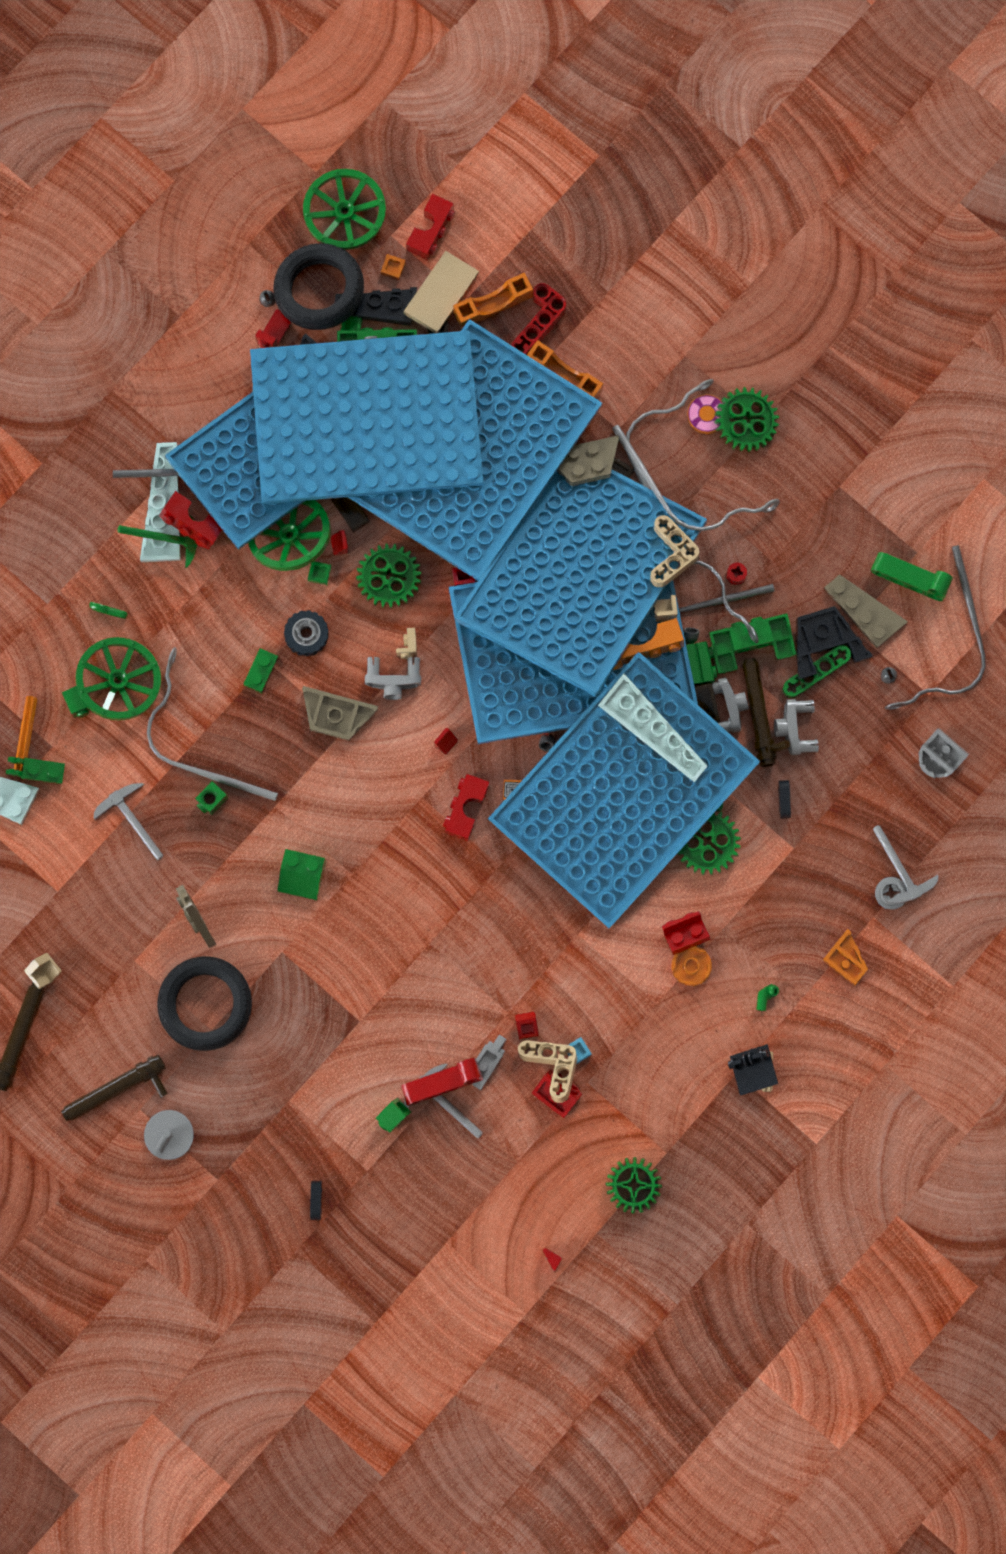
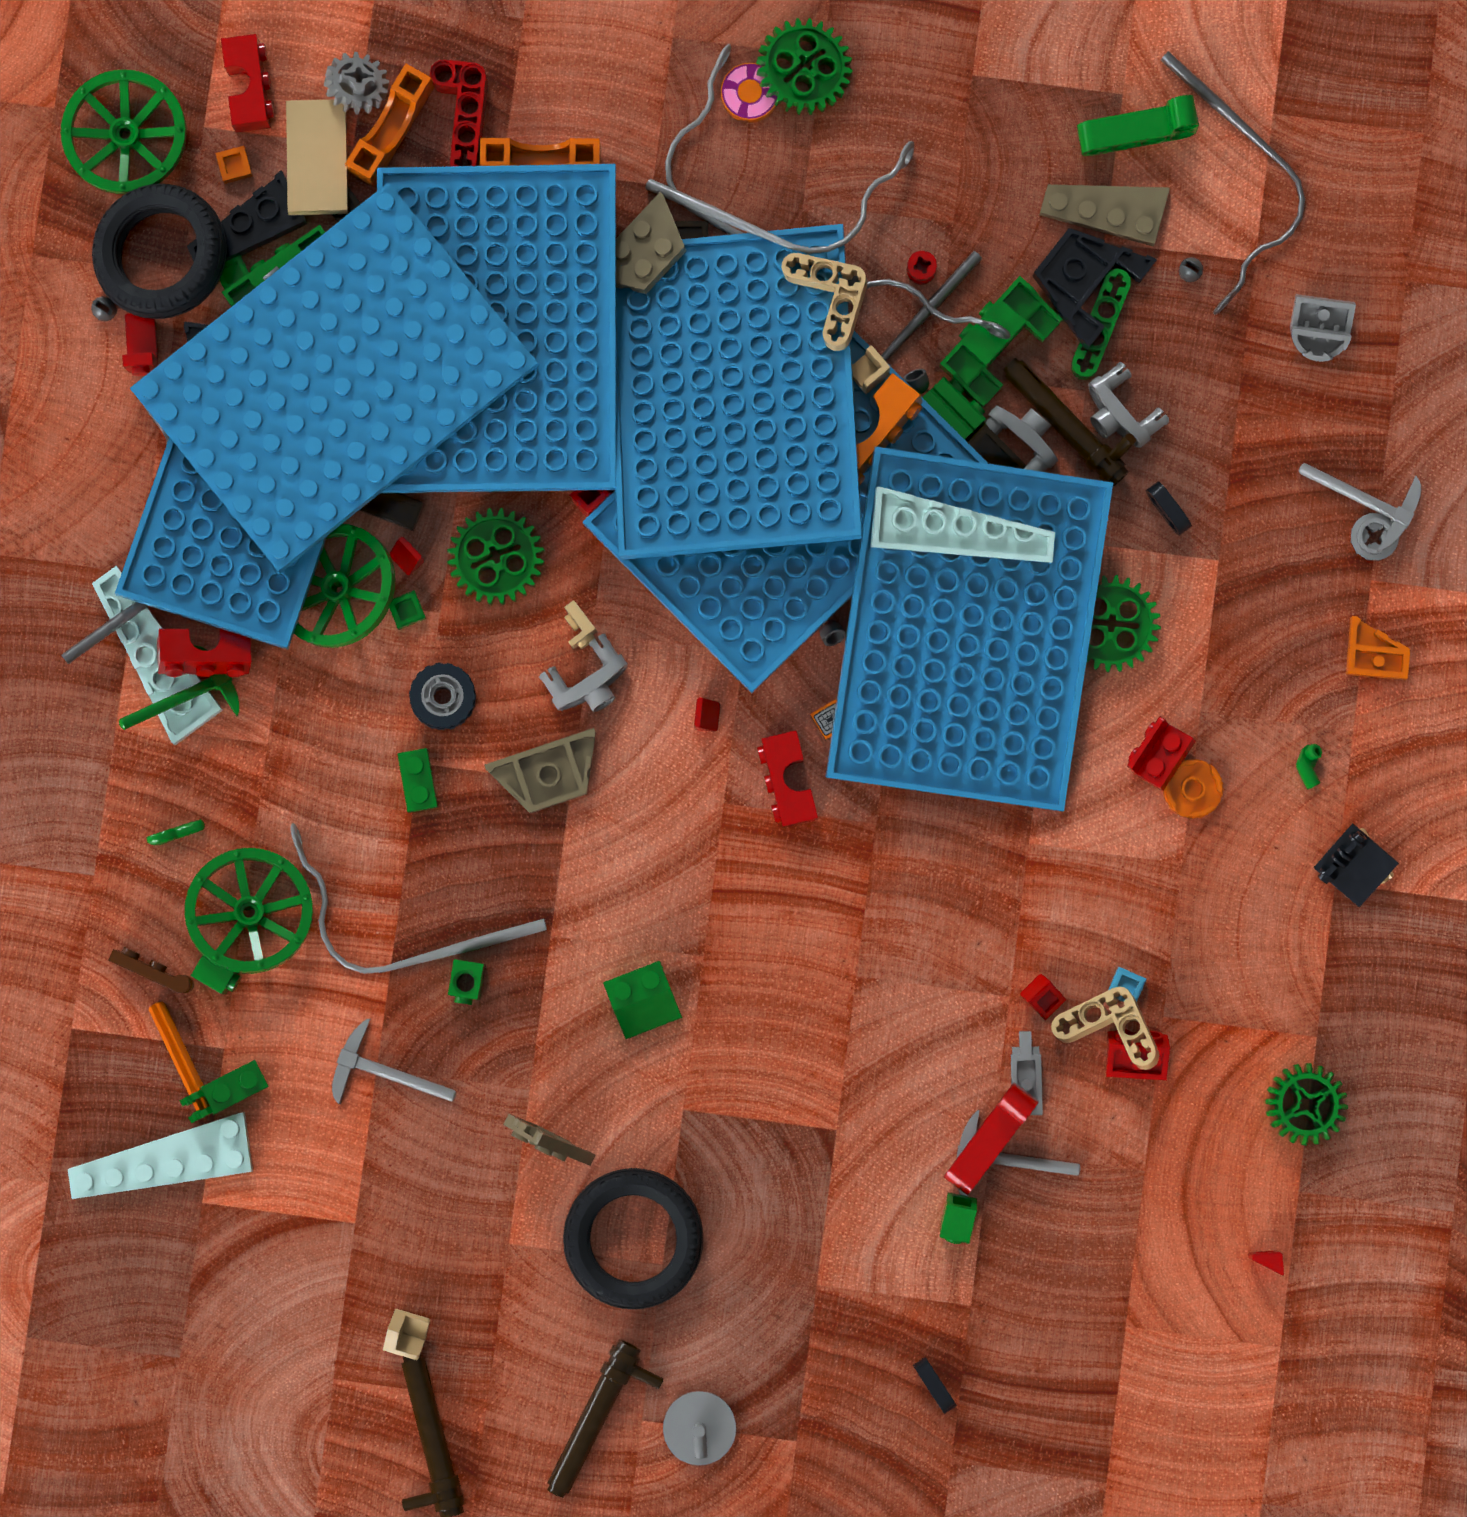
camera: 30 degrees left, 5 degrees up
(43, 677) = (153, 971): none -> reddish brown plate
(490, 266) = (356, 83): none -> light grey gear

